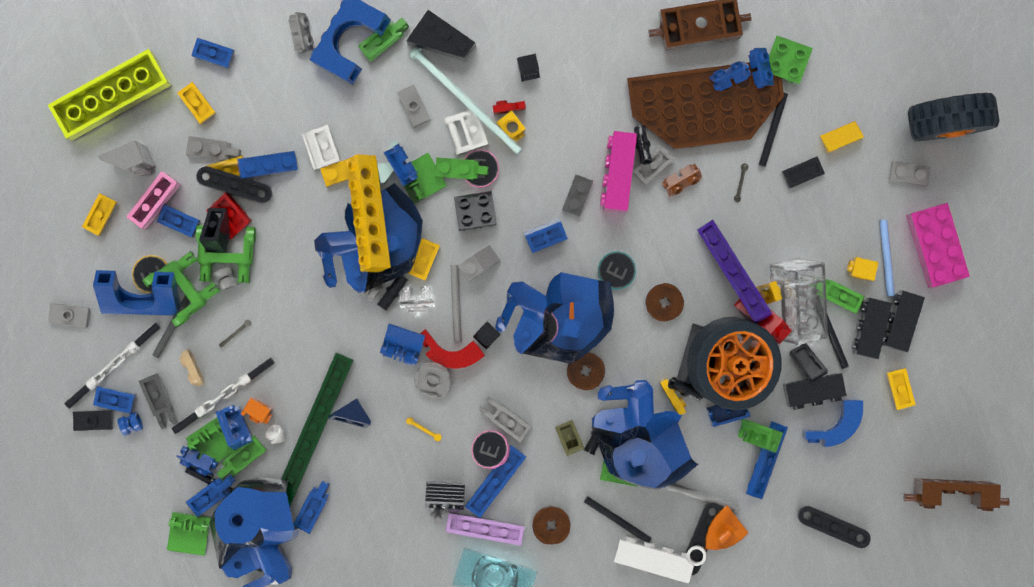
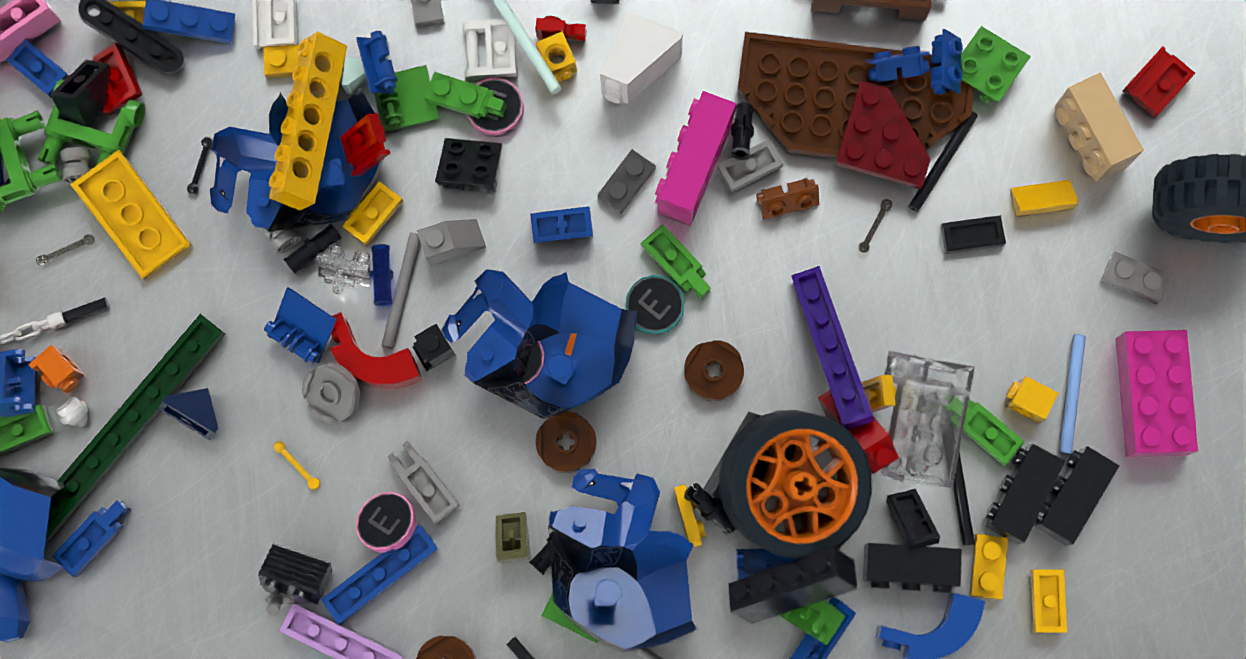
camera: 20 degrees right, 10 degrees down
(271, 301) = (131, 214): none -> yellow tile
(302, 240) = (206, 142): none -> black hinge
(408, 219) = (365, 144): none -> red plate
(441, 297) = (381, 275): none -> clear blue pin
(564, 115) = (638, 58): none -> white slope
(622, 239) = (676, 261): none -> bright green hinge
(732, 128) = (882, 140): none -> dark red plate
(747, 424) = (793, 585): none -> black brick
(860, 377) = (988, 566): none -> yellow plate
(865, 86) = (1097, 127): none -> tan brick
(897, 42) = (1159, 82): none -> red plate

